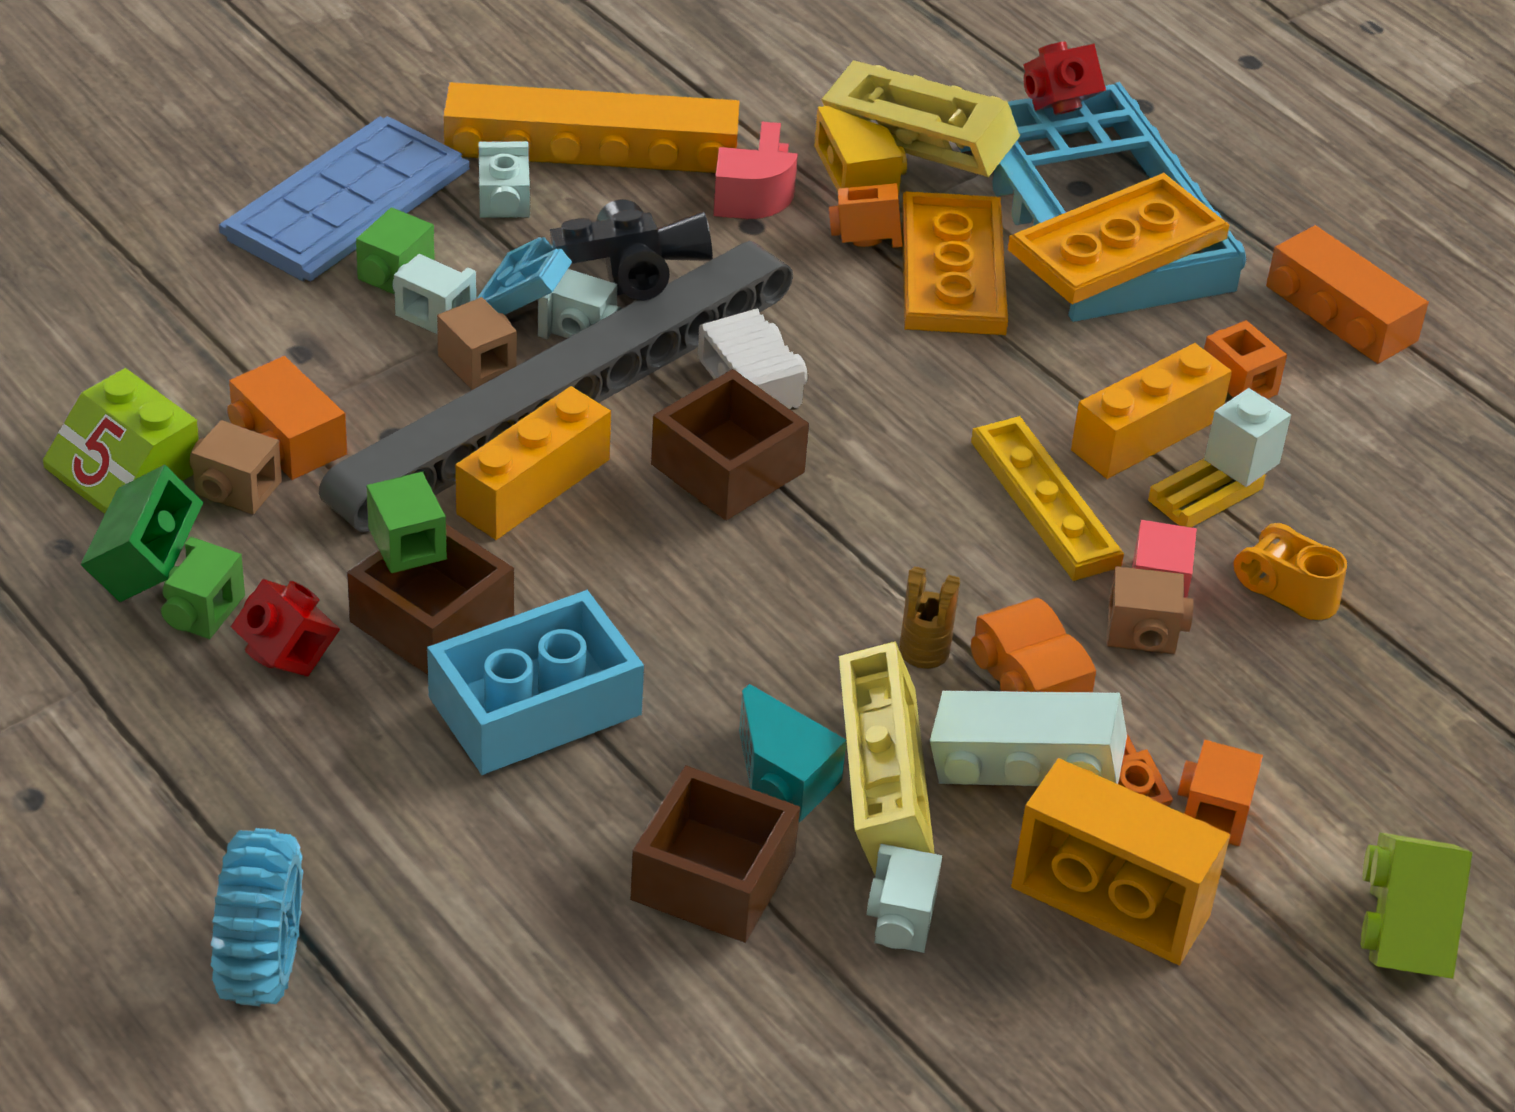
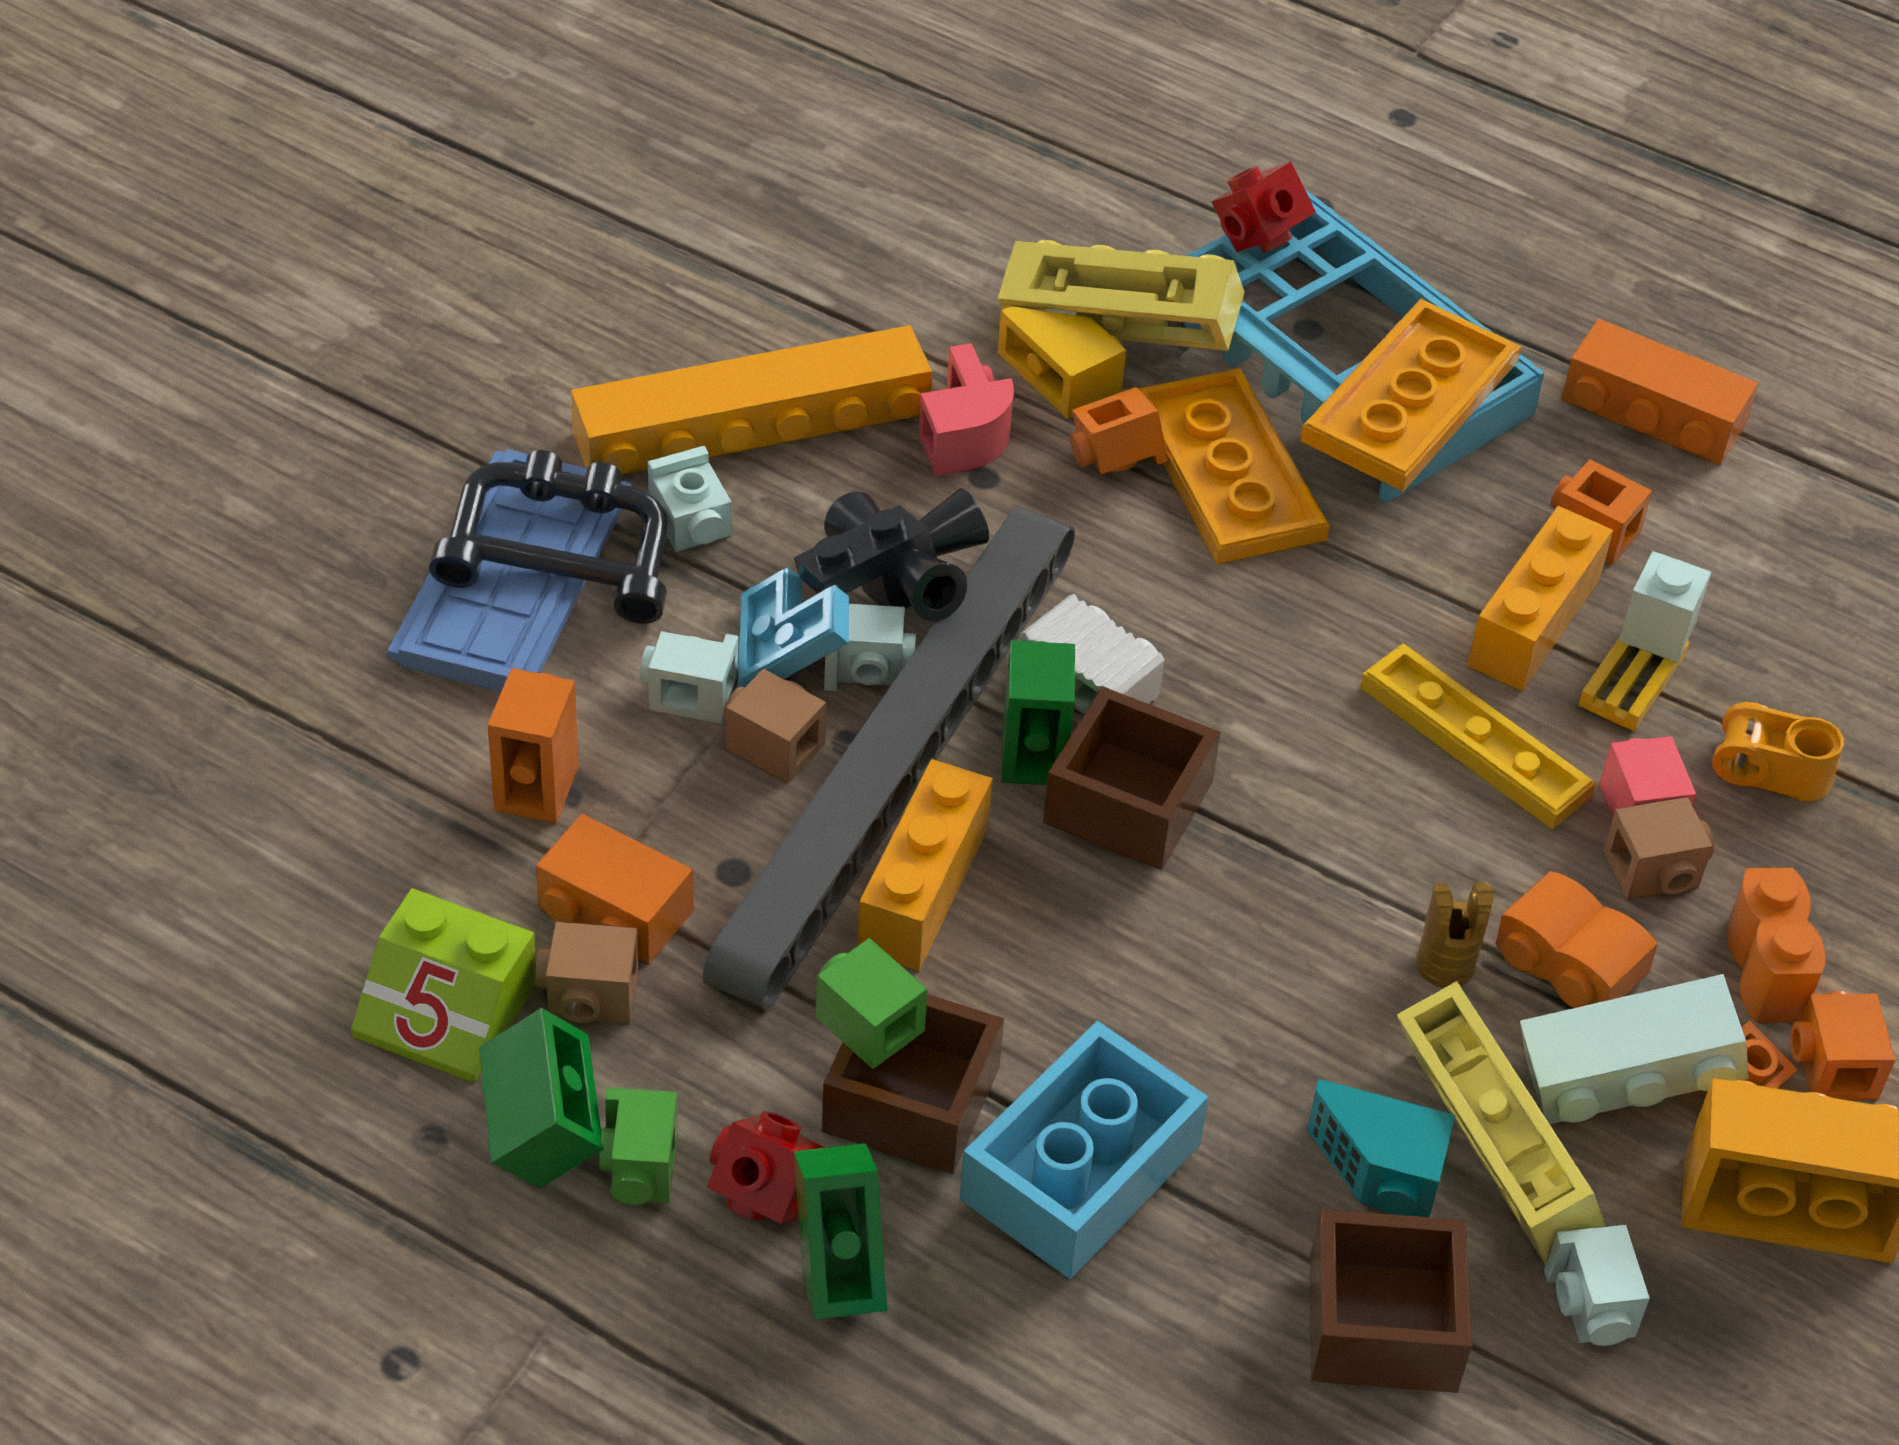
camera: 20 degrees left, 5 degrees up
(276, 301) = (533, 745): none -> orange brick
(300, 172) = (639, 593): none -> black bar
(303, 676) = (840, 1231): none -> green brick
(390, 244) = (617, 629): bright green brick -> none
(675, 364) = (1036, 709): none -> green brick
(1202, 698) = (1775, 944): none -> orange brick

